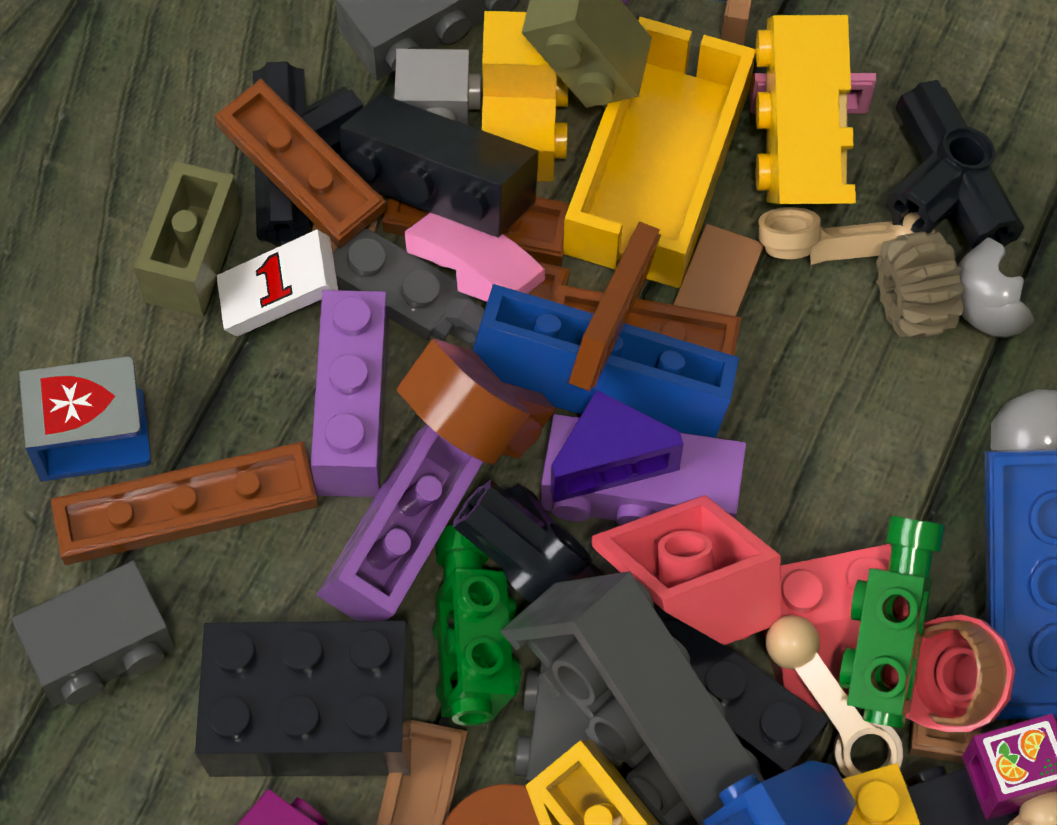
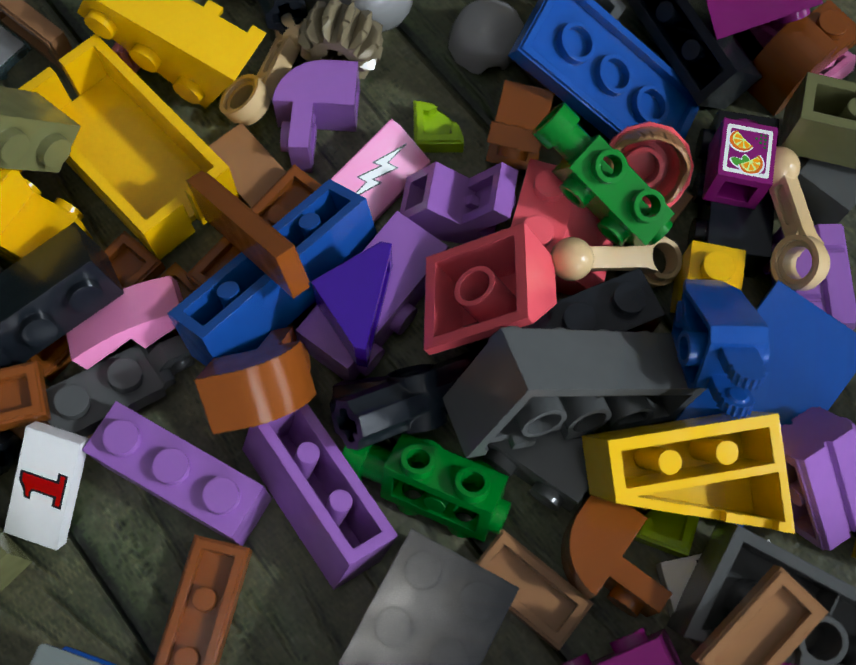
camera: 65 degrees left, 5 degrees up
(791, 410) = (382, 167): none -> bright pink slope
(799, 502) = (459, 206): none -> medium lavender brick
(836, 296) = (314, 98): none -> medium lavender brick
(886, 441) = (434, 130): none -> lime tile
(954, 503) = (517, 116): none -> dark orange brick

